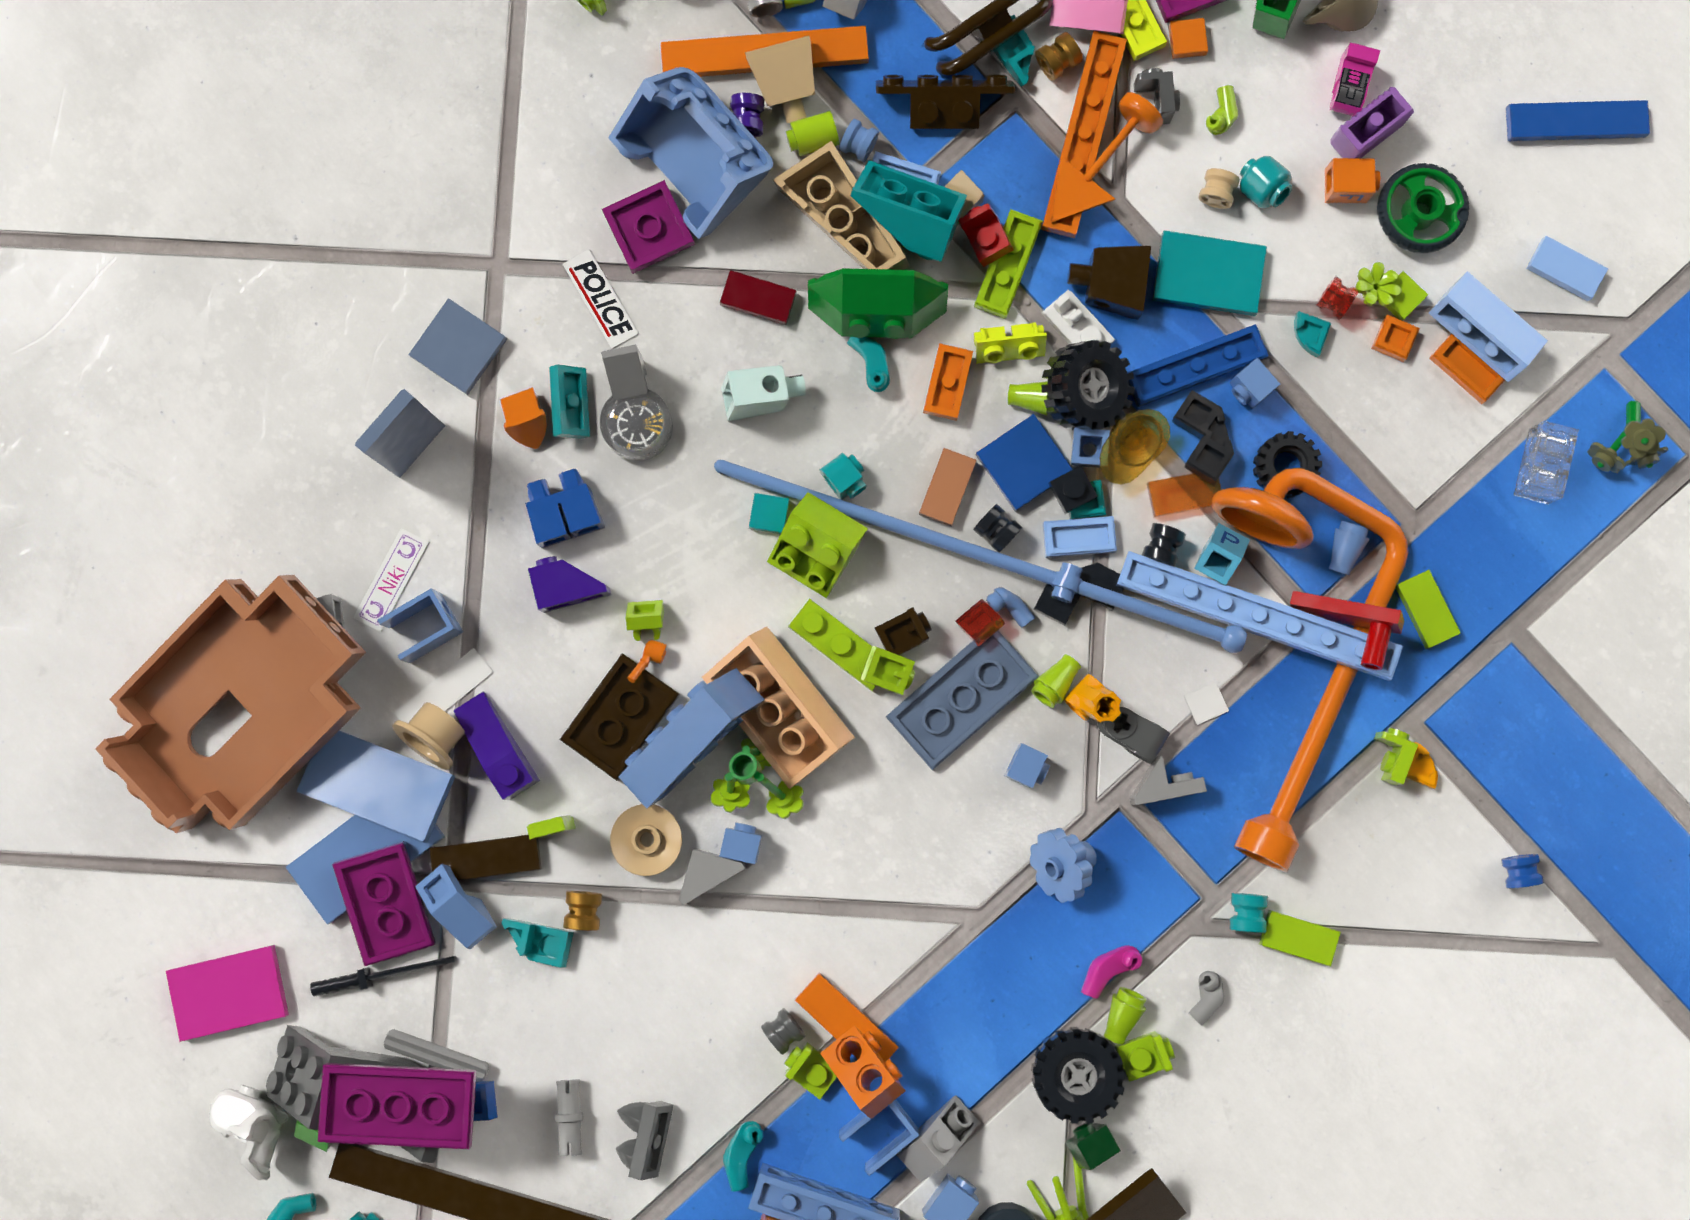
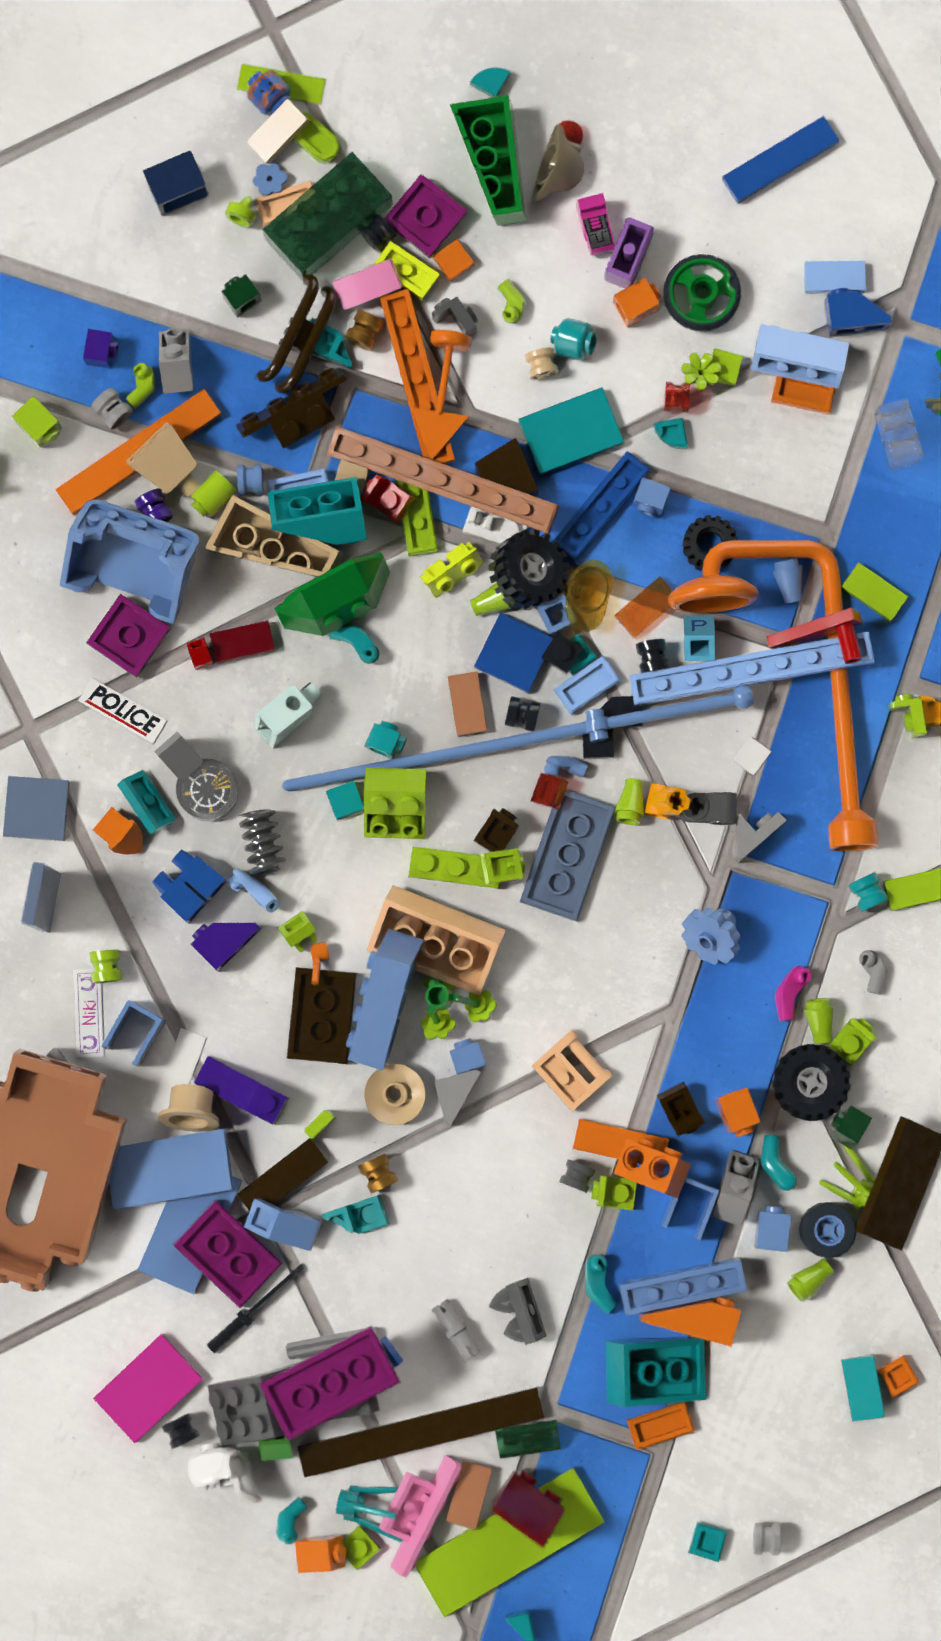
camera: 30 degrees left, 0 degrees up
(232, 1056) = (180, 1431): none -> black wheel
(433, 542) = (105, 966): none -> lime wheel
(627, 550) = (257, 890): none -> light blue arm
(661, 506) = (262, 841): none -> dark grey piece
(708, 285) = (199, 653): none -> red piece
(828, 924) = (564, 1077): none -> light nougat plate
(927, 1025) = (680, 1109): none -> dark brown bracket
(948, 382) = (422, 625): orange plate -> none
(985, 1063) = (738, 1112): none -> orange brick
(990, 1138) = (774, 1166): none -> teal arm
(1027, 766) = (645, 878): medium blue plate -> none
(1054, 249) = (443, 480): none -> nougat tile
(1208, 423) = (633, 545): black tile -> none
(1395, 338) = (737, 401): orange tile -> none
(1567, 315) = (853, 313): none -> blue slope

